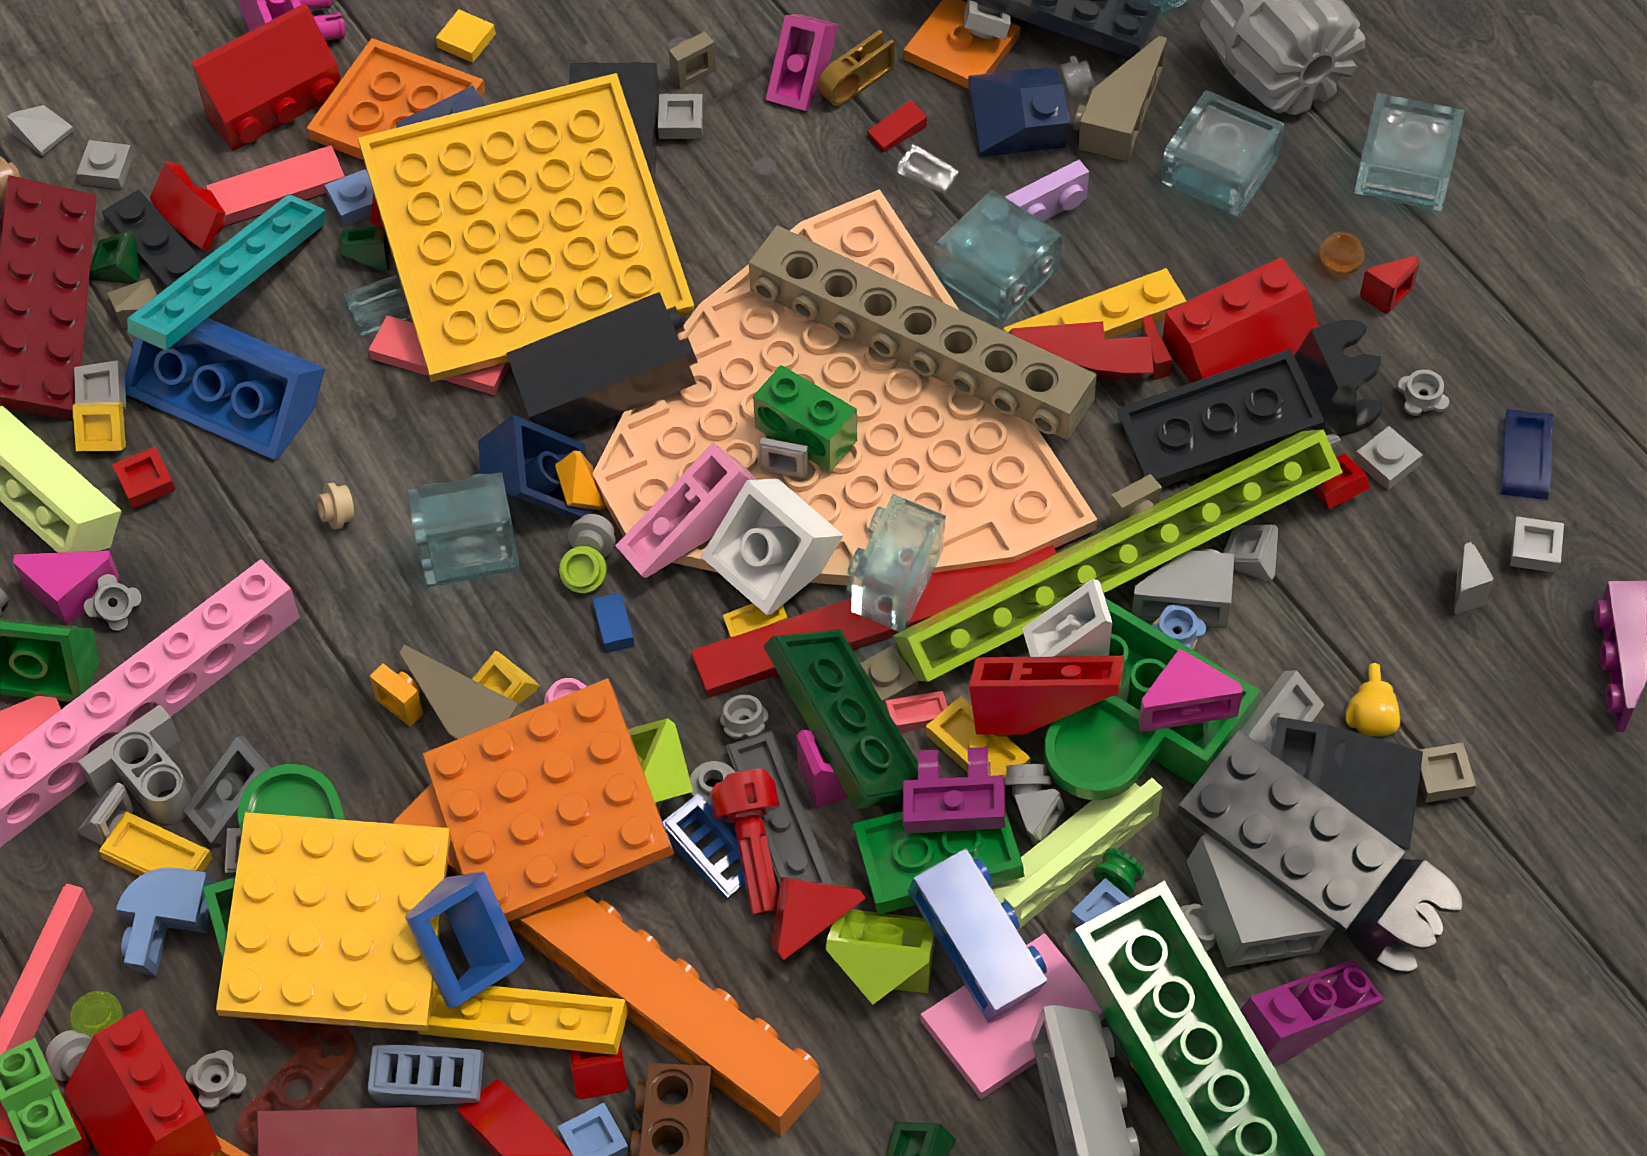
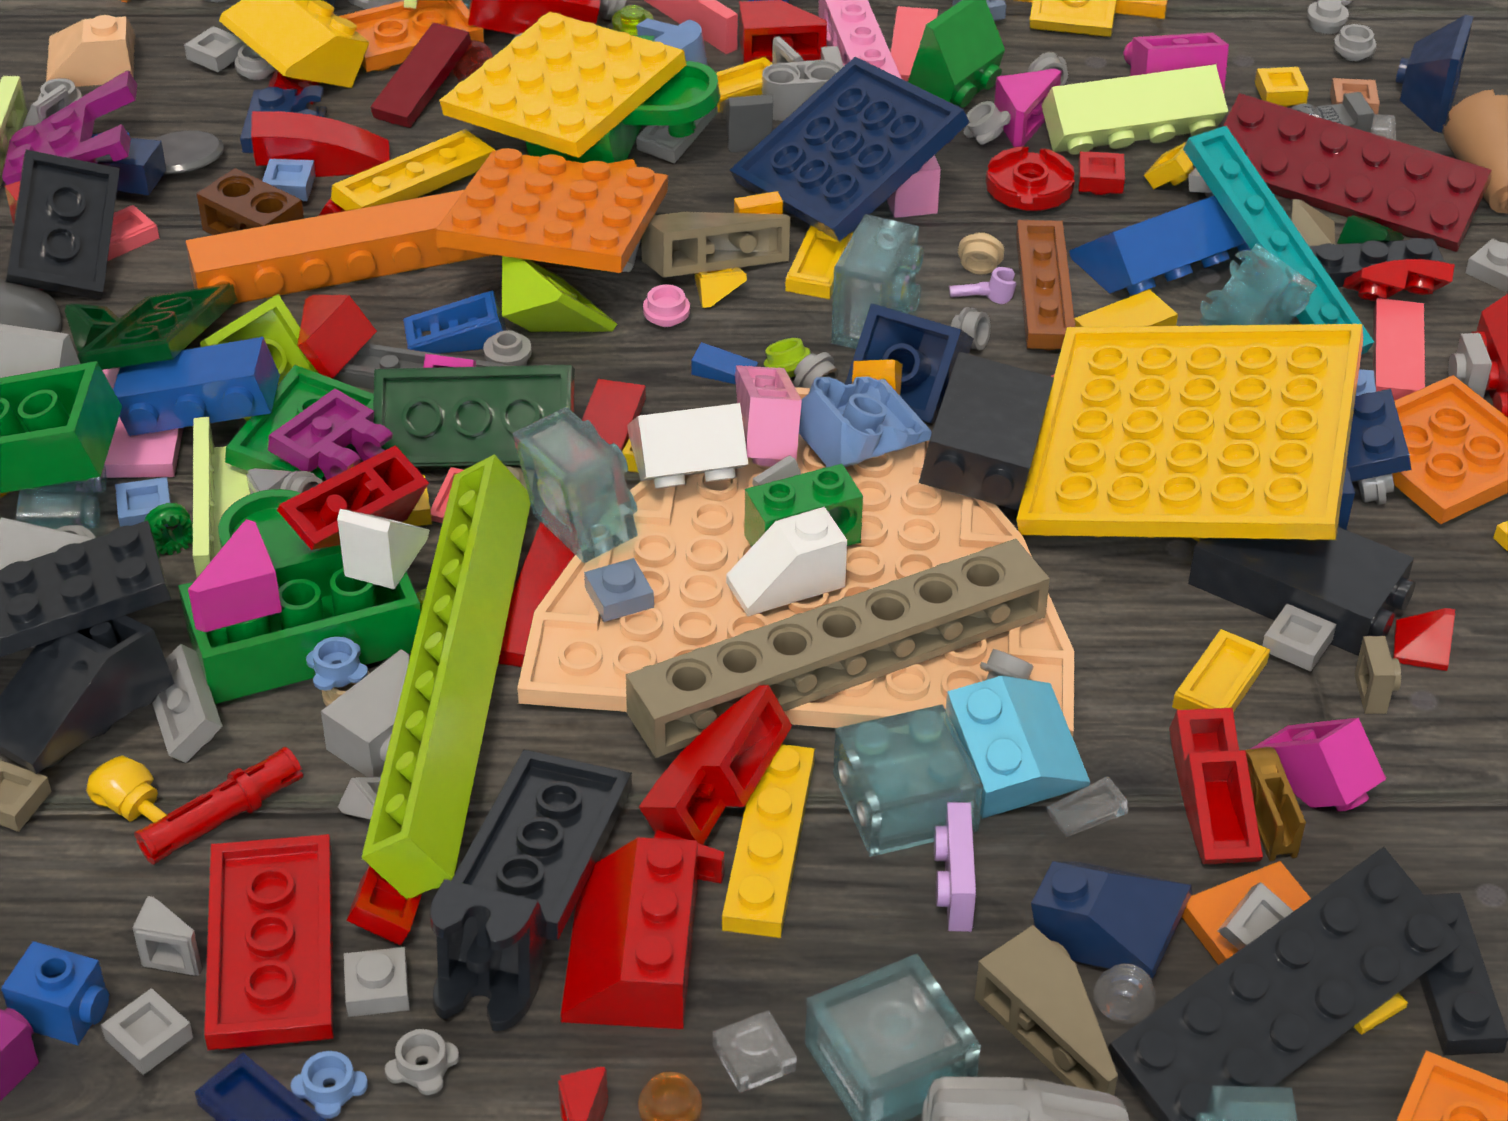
camera: 120 degrees right, 15 degrees down
(51, 857) = (773, 18): none -> red slope
(183, 509) = (1030, 178): none -> red plate
(276, 641) = (850, 147): none -> dark blue plate
(283, 124) = (1471, 362): none -> light grey plate
(317, 259) = (1258, 292): none -> clear light blue brick
(347, 443) = (1044, 283): none -> dark orange plate
(362, 372) = (1137, 310): none -> yellow tile
(371, 485) = (998, 290): none -> lavender hand
(405, 1057) = (423, 123): sand blue slope -> none
(420, 626) = (815, 263): none -> yellow tile
(450, 464) = (974, 324): none -> light grey plate
(479, 929) = (512, 131): blue tile -> none
(622, 49) = (1425, 639): none -> slope
(652, 446) = (857, 420): none -> medium blue slope
(745, 799) = (450, 326): red piece -> none
(747, 149) = (1222, 674): none -> yellow tile
(861, 104) = (1215, 785): none -> red slope
(868, 230) = (1006, 665): none -> light grey plate
(880, 413) = (791, 563): none -> white slope
(898, 126) = (1170, 815): red piece -> none
(920, 1034) = (158, 327): none -> dark green tile
(926, 203) = (1016, 742): none -> medium azure slope
(961, 504) = (619, 589): none -> sand blue plate
(1134, 499) = (507, 728): dark tan plate -> none
(1266, 237) = (754, 1051): none -> clear plate
(1339, 637) = (206, 812): none -> red pin
(1414, 528) = (269, 943): none -> red plate
(1483, 419) = (326, 1069): none -> medium blue plate
(1560, 610) = (57, 992): none -> blue brick

